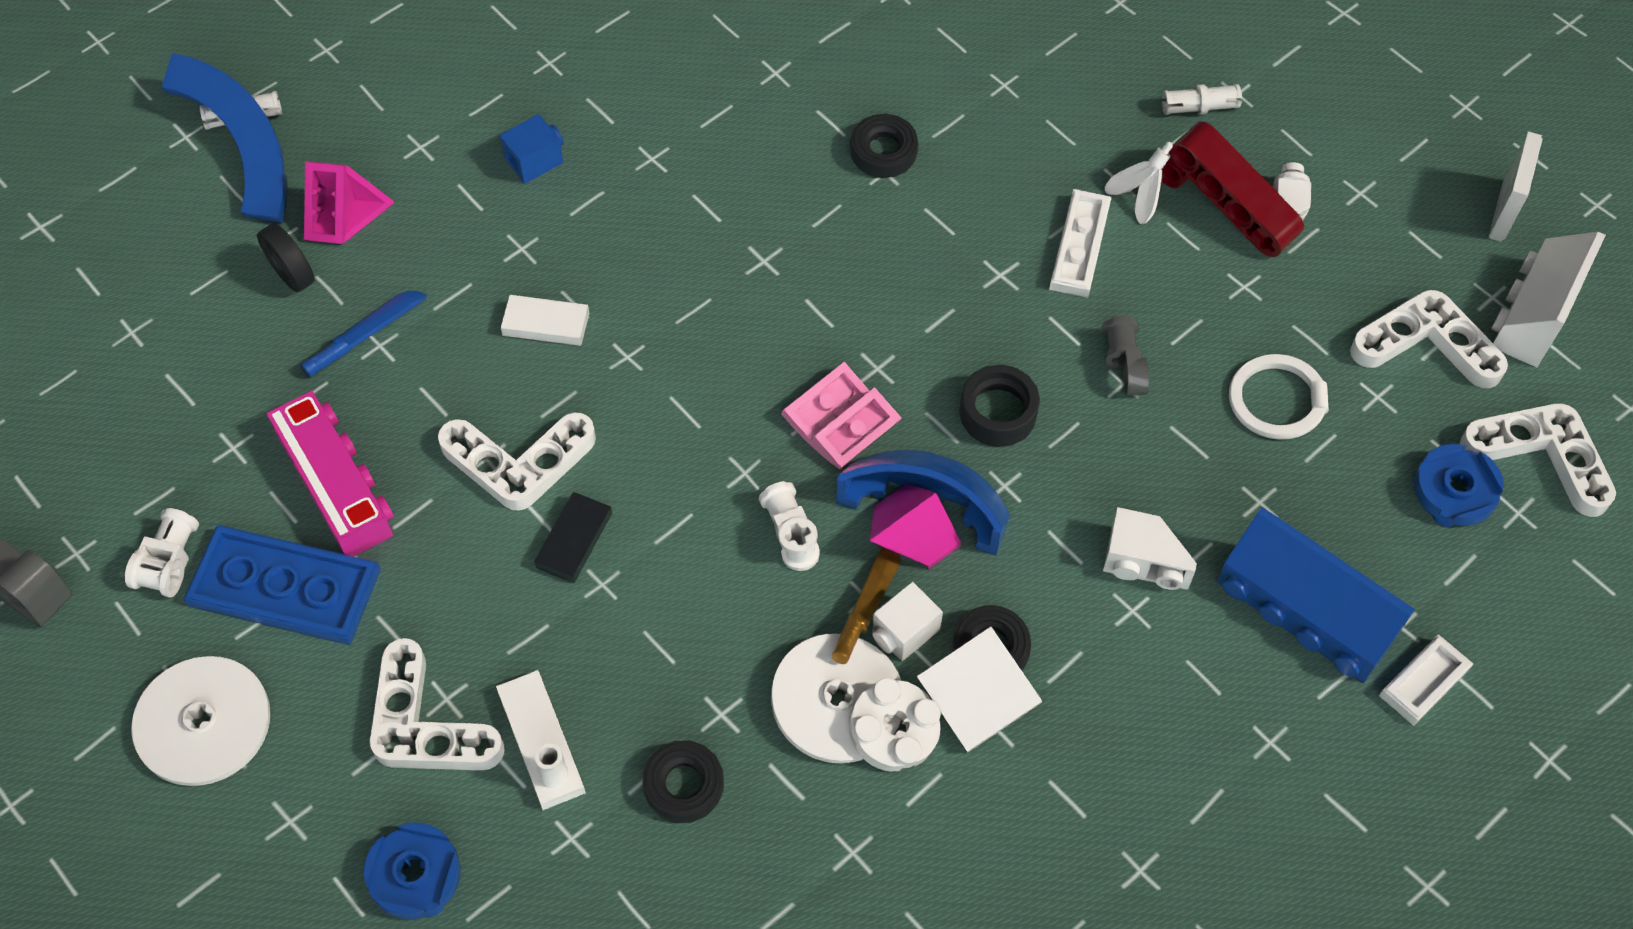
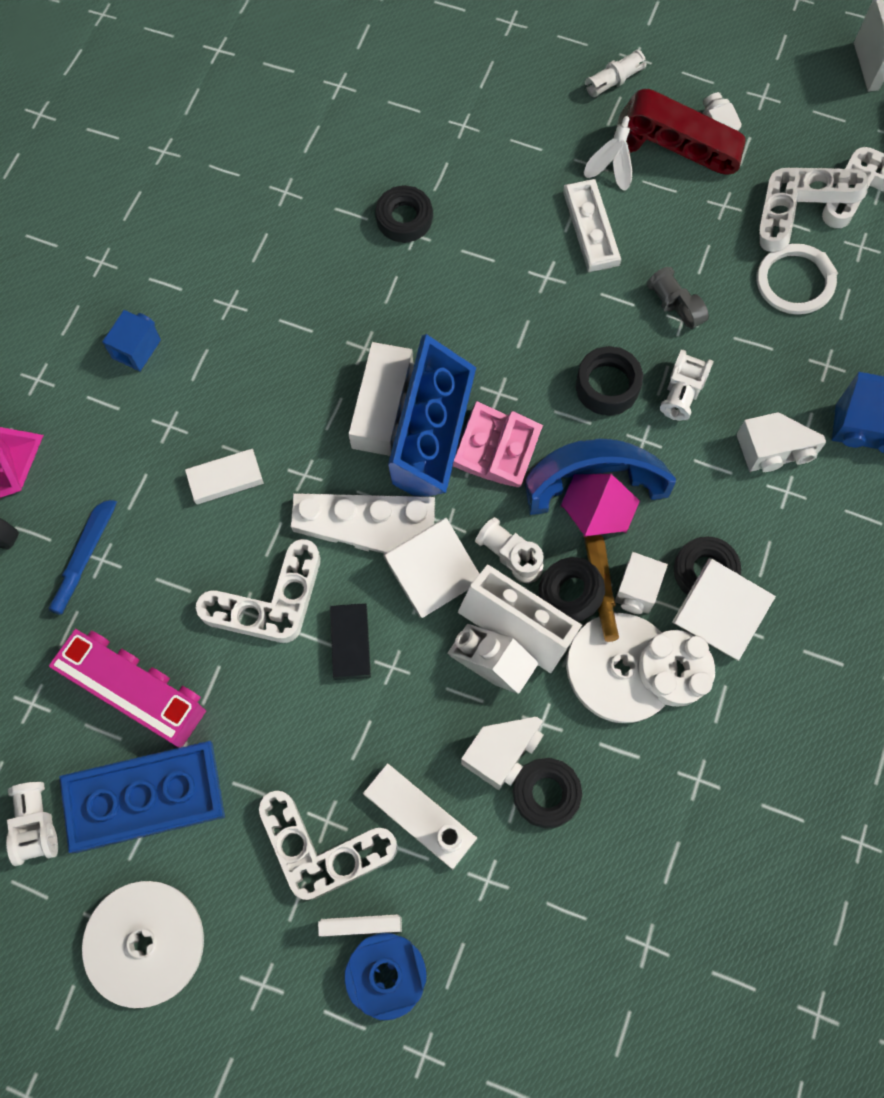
camera: 25 degrees left, 10 degrees up
(415, 808) = (360, 925): none -> white tile
(661, 711) = (500, 747): none -> white slope
(677, 440) = (362, 520): none -> white wing
(698, 503) = (432, 567): none -> white tile
(707, 620) = (494, 657): none -> white slope
(747, 316) = (381, 398): none -> white brick
(754, 592) = (513, 611): none -> white brick
(777, 352) = (431, 420): none -> blue slope
(837, 609) = (573, 568): none -> black tyre
(1083, 444) = (686, 381): none -> white connector
(1382, 320) = (799, 191): none -> white beam

